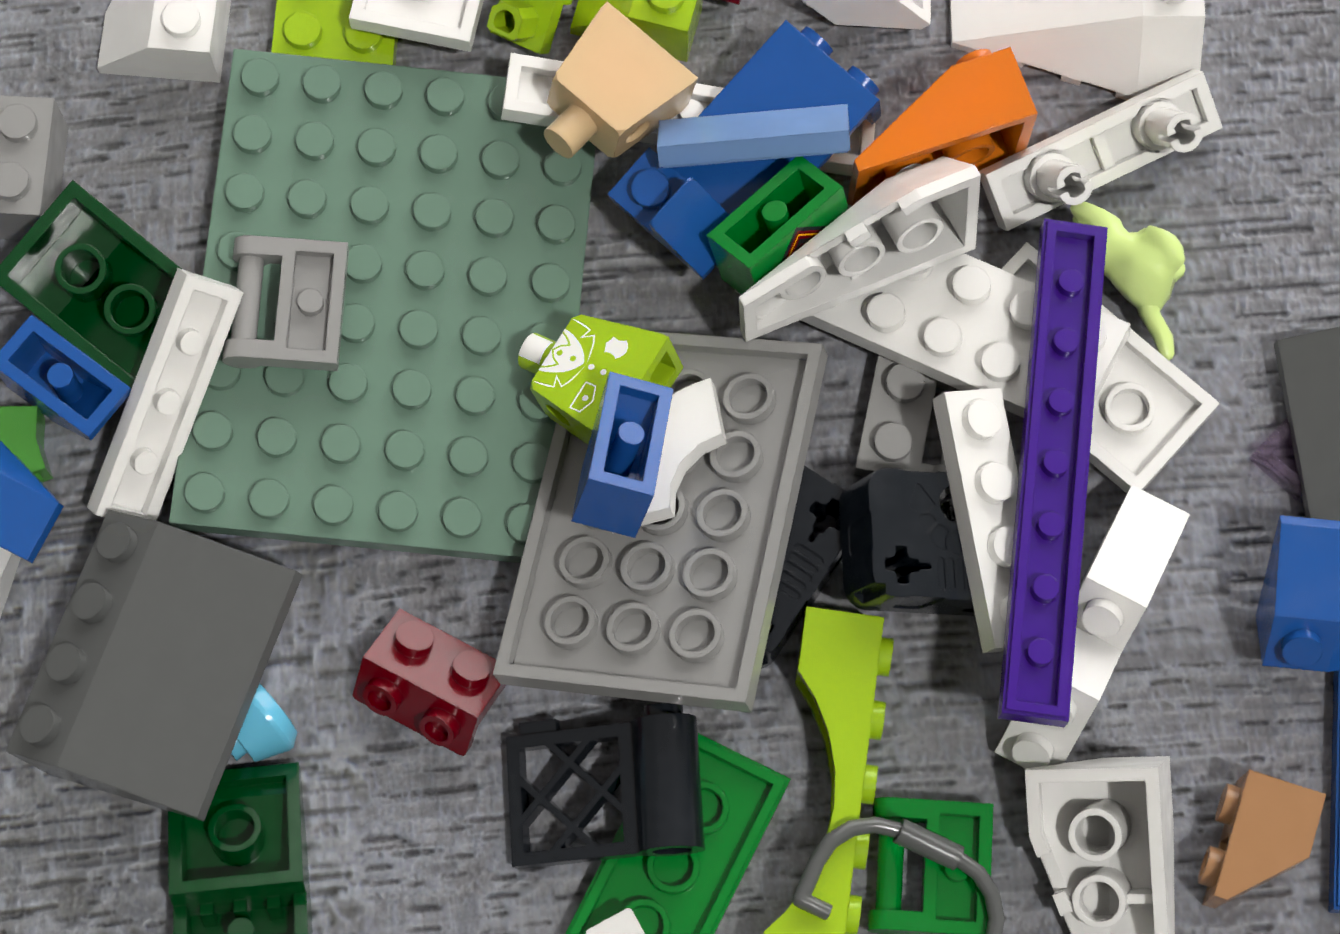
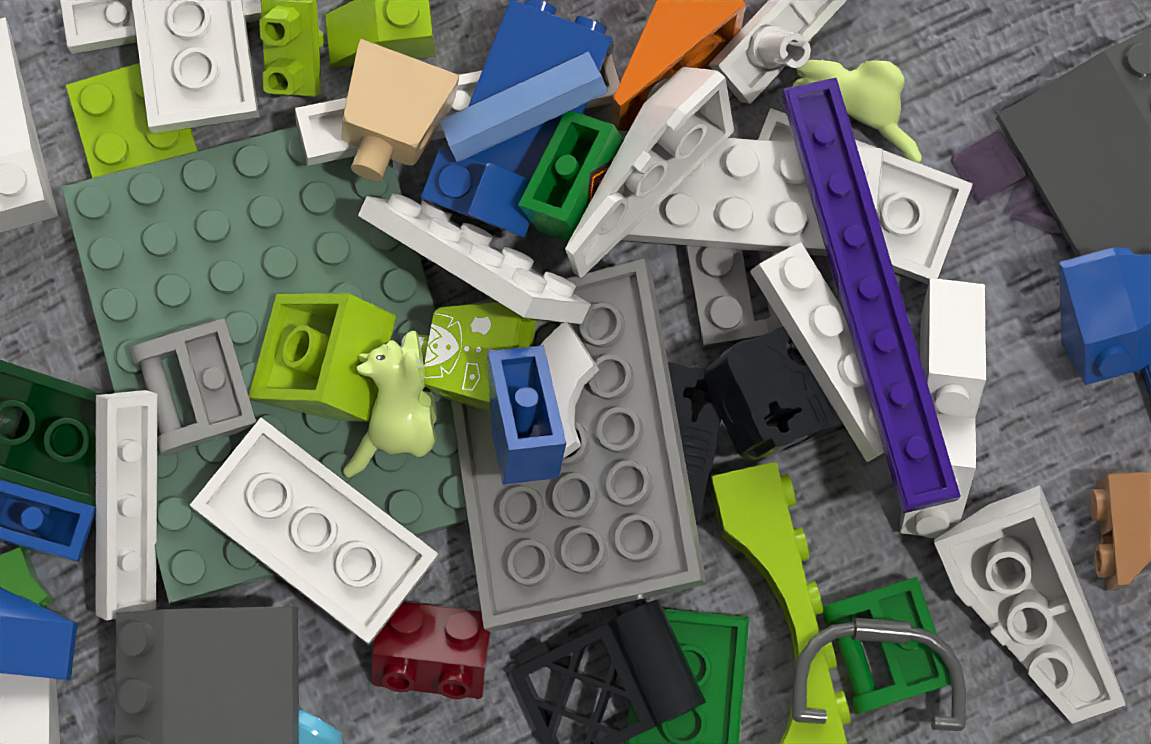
camera: 20 degrees left, 5 degrees up
(353, 503) = (314, 531): none -> white plate
(437, 321) = (313, 355): none -> lime slope
(496, 410) = (402, 412): none -> yellowish green animal
(638, 277) = (471, 257): none -> white plate
(1245, 394) = (988, 166): none -> clear purple tile

